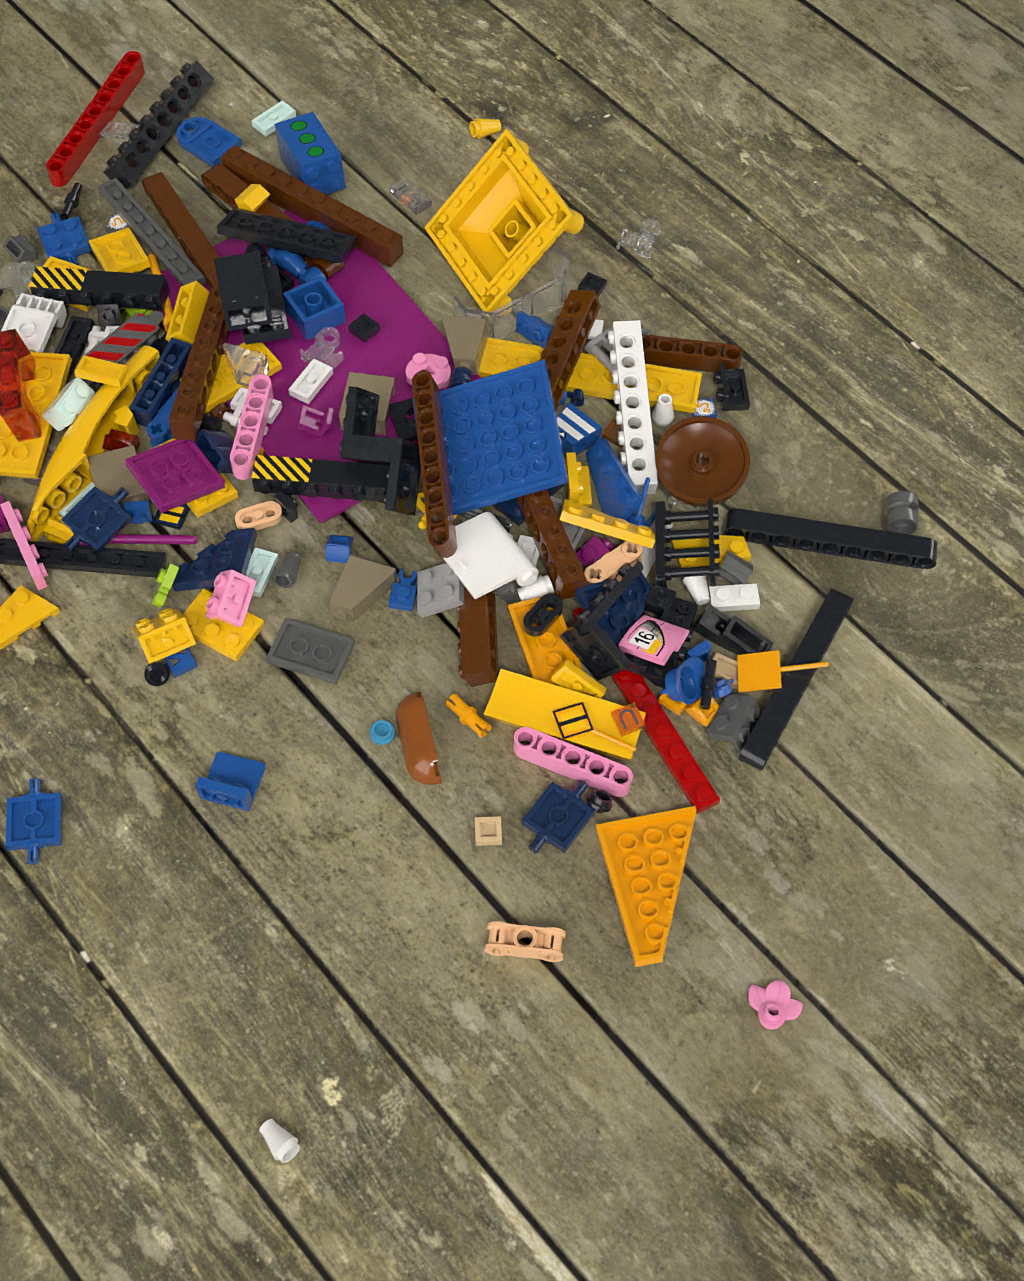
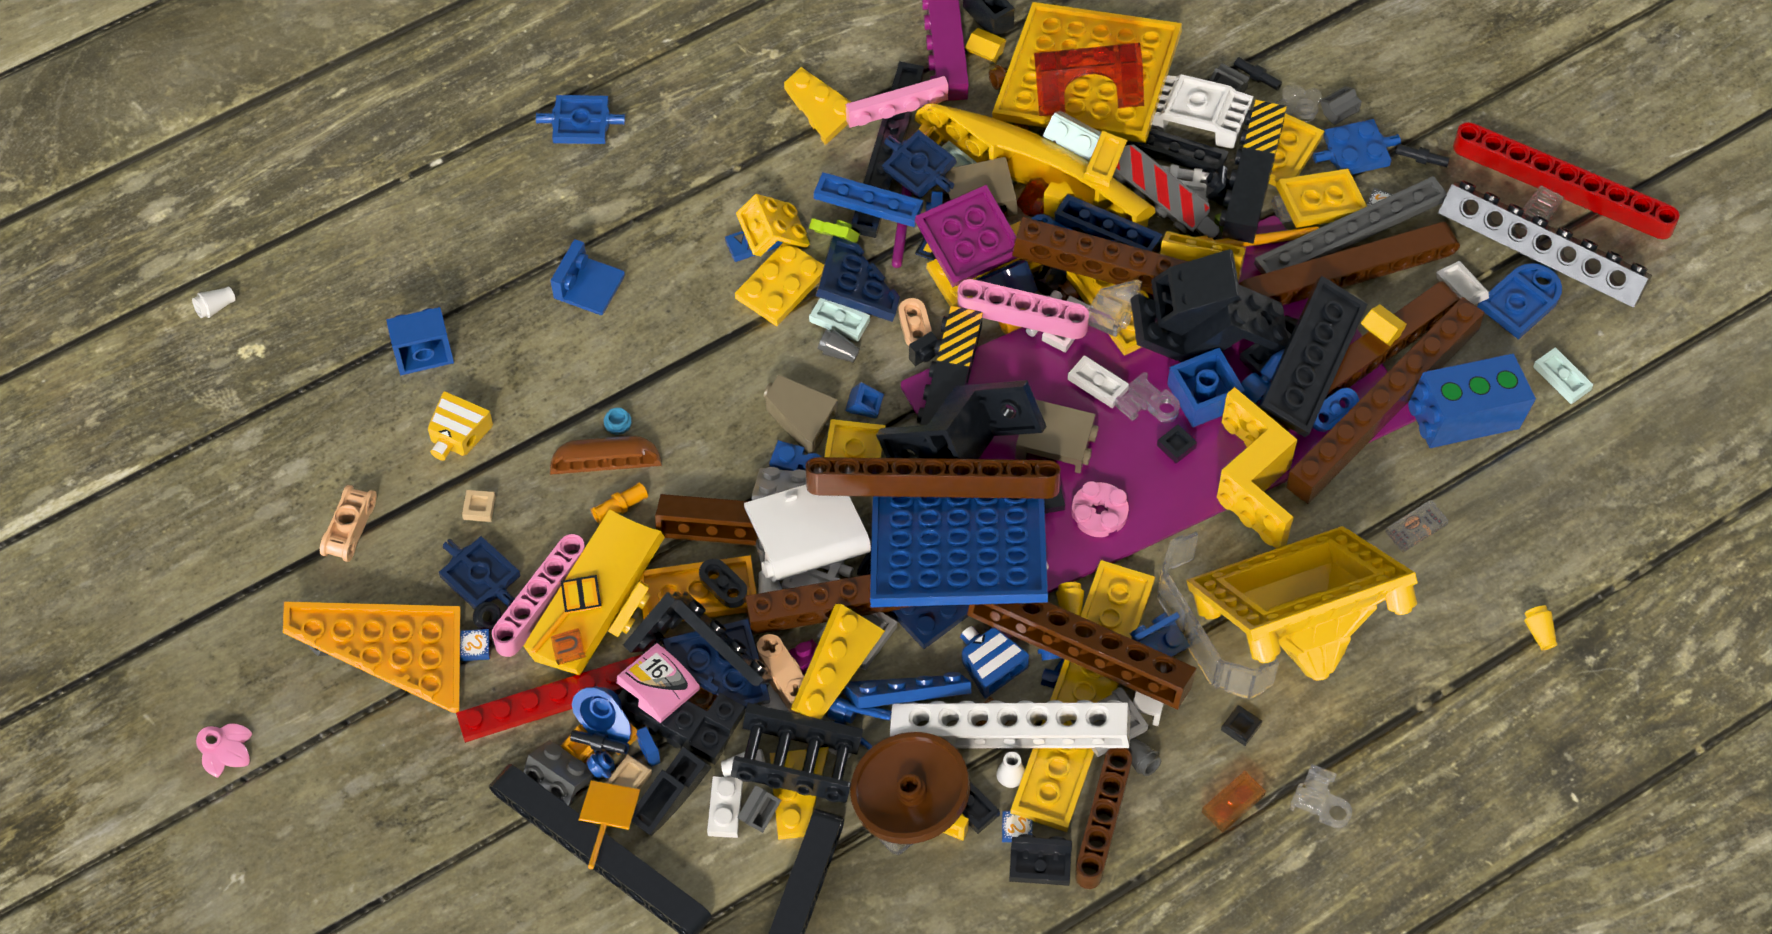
camera: 100 degrees right, 0 degrees up
(134, 557) = (868, 199): none -> blue plate
(156, 673) = (726, 221): black plate -> none
(191, 175) = (1463, 282): none -> white tile
(230, 597) = (793, 280): bright pink bracket -> none
(310, 651) = (729, 361): dark grey plate -> none
(315, 421) = (1038, 377): magenta bracket -> none
(318, 910) = (420, 341): none -> blue brick
(388, 270) = (1256, 469): none -> yellow bracket
(391, 545) = (853, 440): none -> yellow plate
(406, 866) = (457, 426): none -> yellow torso
(460, 376) = (1077, 539): dark blue bush -> none
(466, 340) = (1134, 548): dark tan slope -> none
(579, 481) = (912, 651): yellow bracket -> none
(626, 807) = (474, 645): none -> tile
(656, 283) = (1233, 801): none -> clear orange plate

